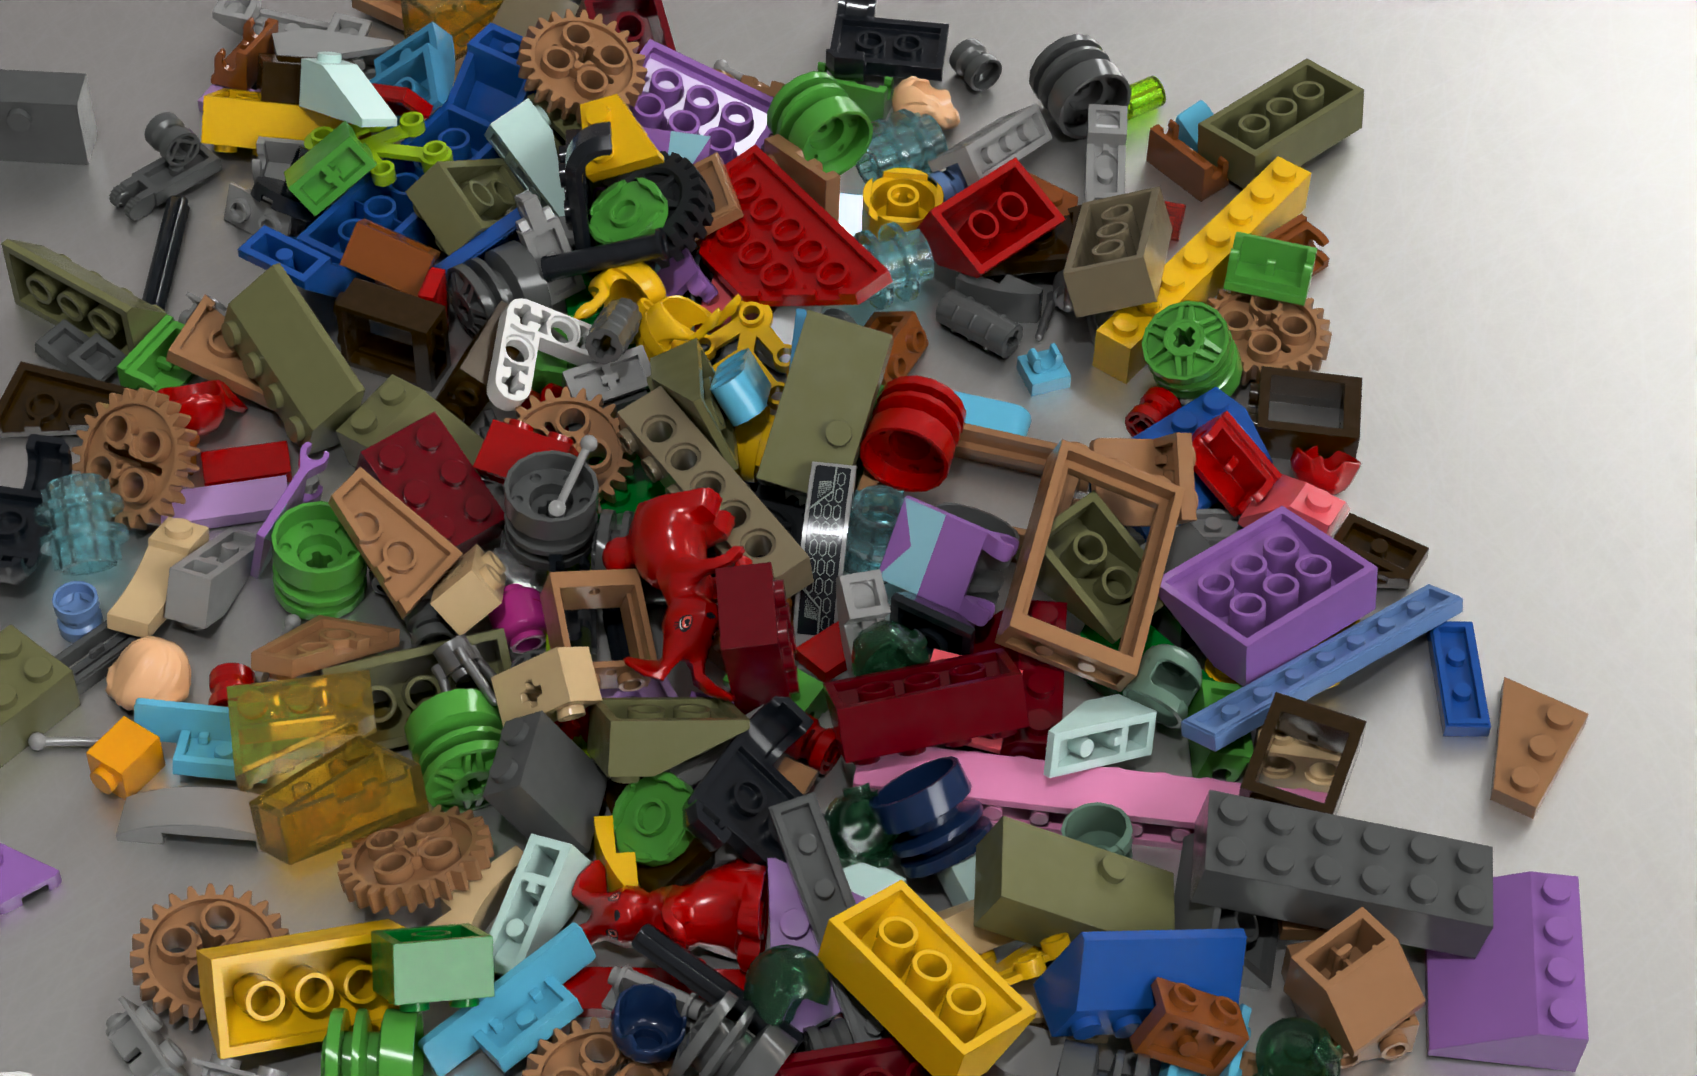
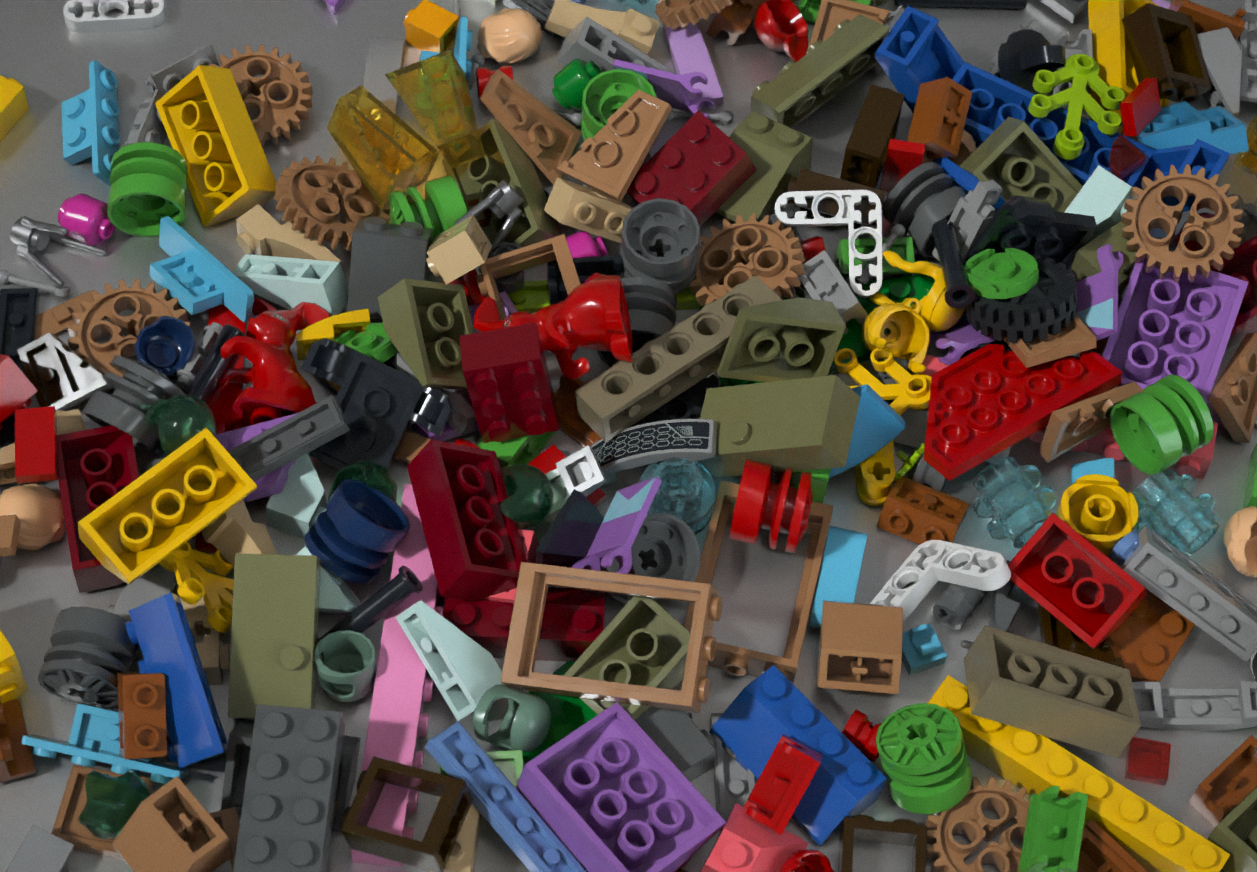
camera: 85 degrees right, 10 degrees up
(246, 463) = (733, 72): red tile -> none
(253, 604) = (571, 82): none -> green head
(329, 169) = (1029, 64): bright green hinge -> none
(342, 92) = (1116, 62): light aqua slope -> none
(433, 966) = (208, 202): brick -> none
(459, 122) = (1124, 158): none -> clear red tile
(511, 442) = (721, 223): red slope -> none
(557, 507) = (647, 243): light grey hinge -> none
(613, 331) = (865, 275): dark grey axle -> none
(630, 141) = (1086, 249): yellow wing -> none
(741, 387) = (793, 360): medium azure beam -> none
(959, 334) = (936, 561): none -> white beam
(1021, 788) = (380, 603): none -> black pin
(1063, 396) = (860, 647): none -> medium nougat slope
(1164, 456) = (743, 697): medium nougat bracket -> none

